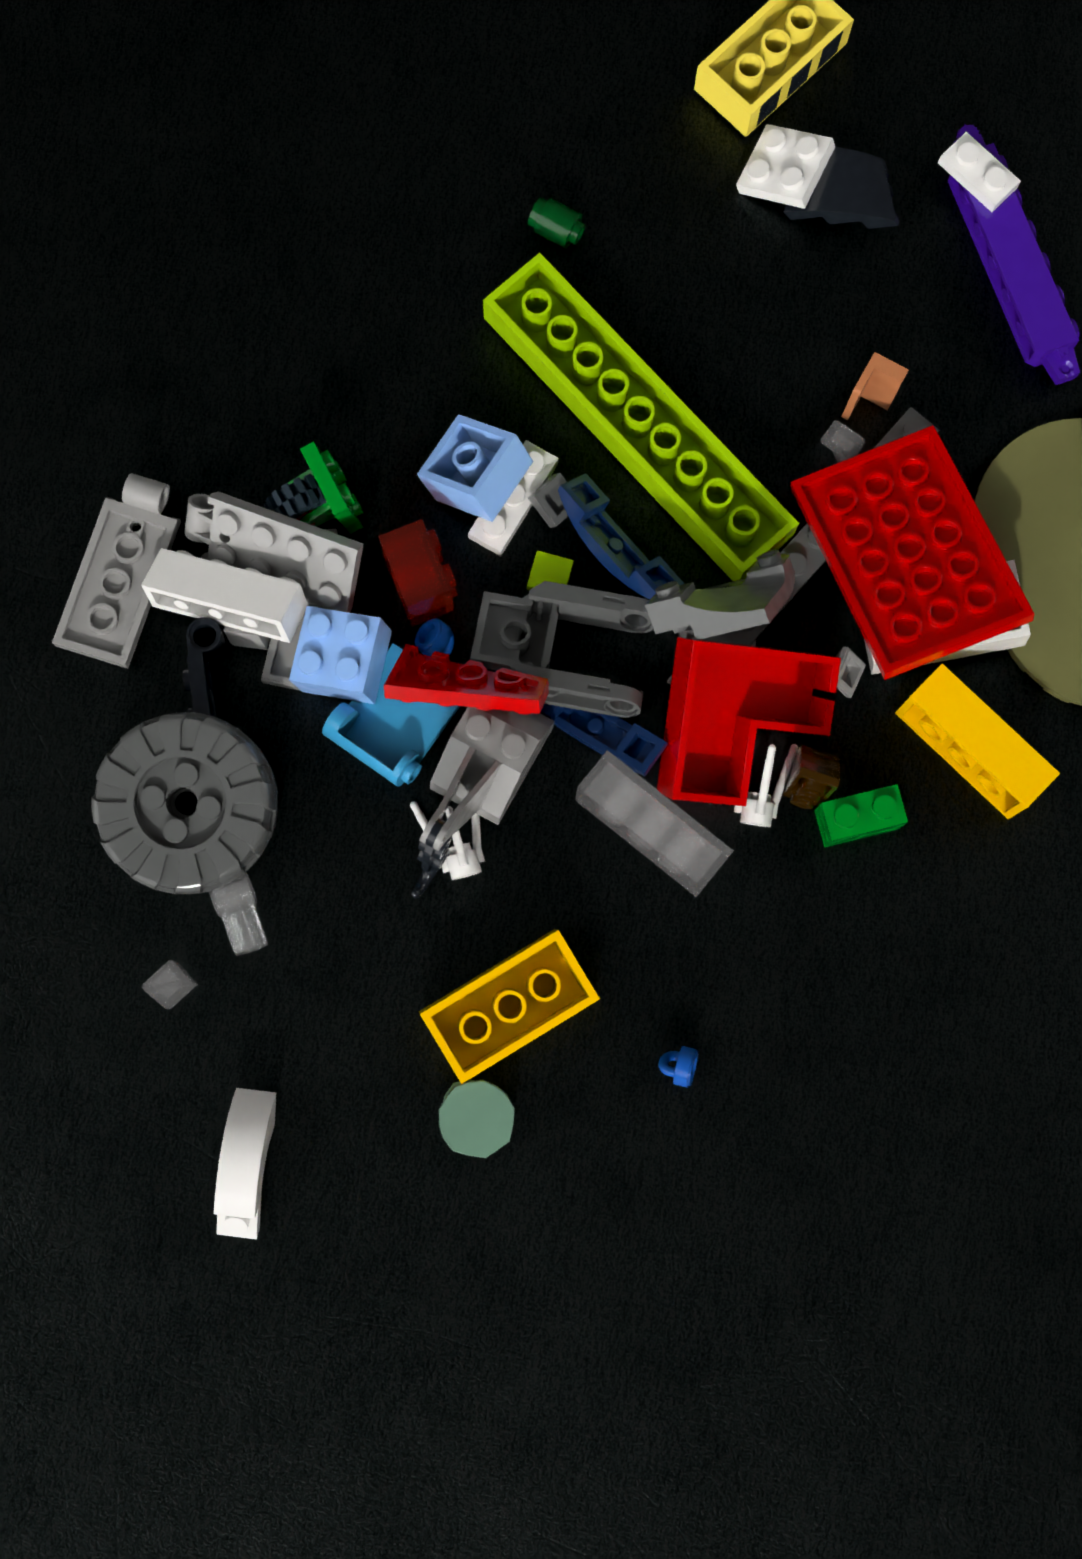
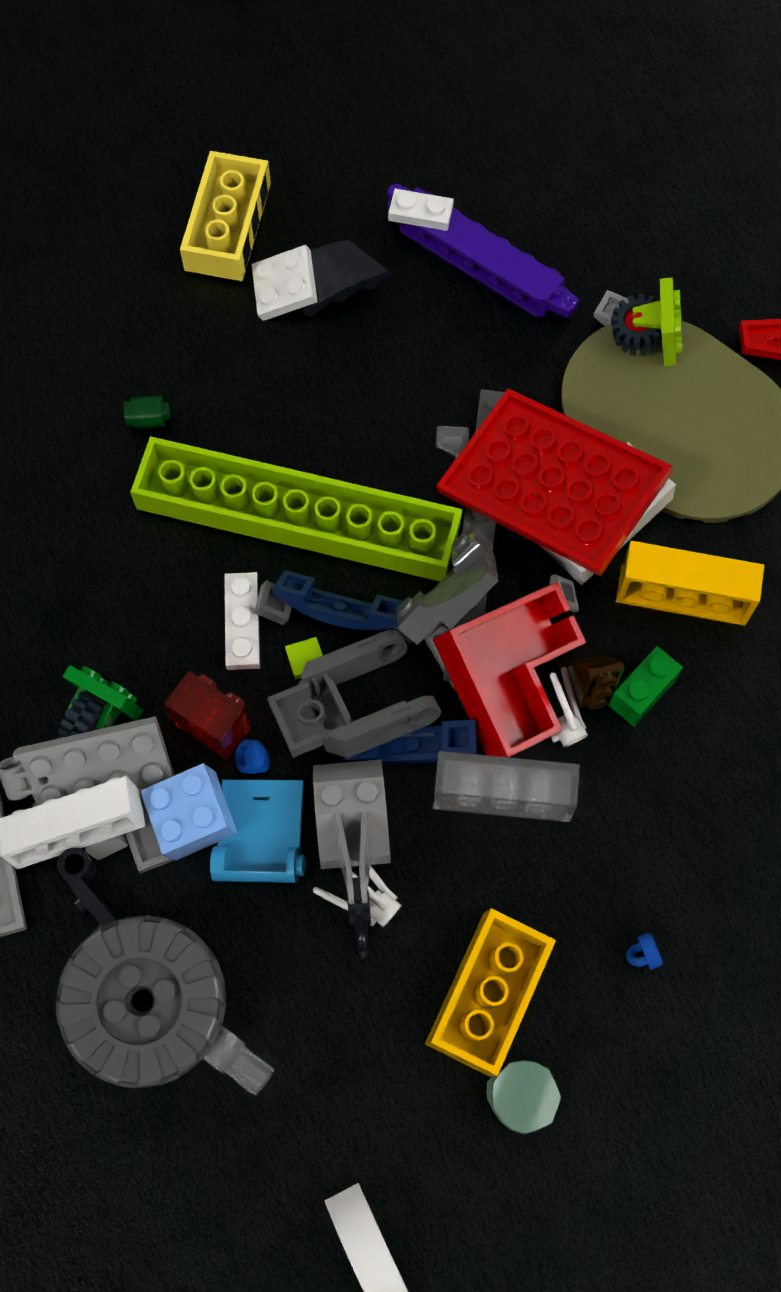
camera: 30 degrees left, 10 degrees down
(169, 984) = (217, 1154): clear slope -> none
(468, 685) = (303, 769): red wing -> none
(475, 467) = (201, 613): light blue brick -> none
(877, 384) = (449, 385): nougat panel -> none

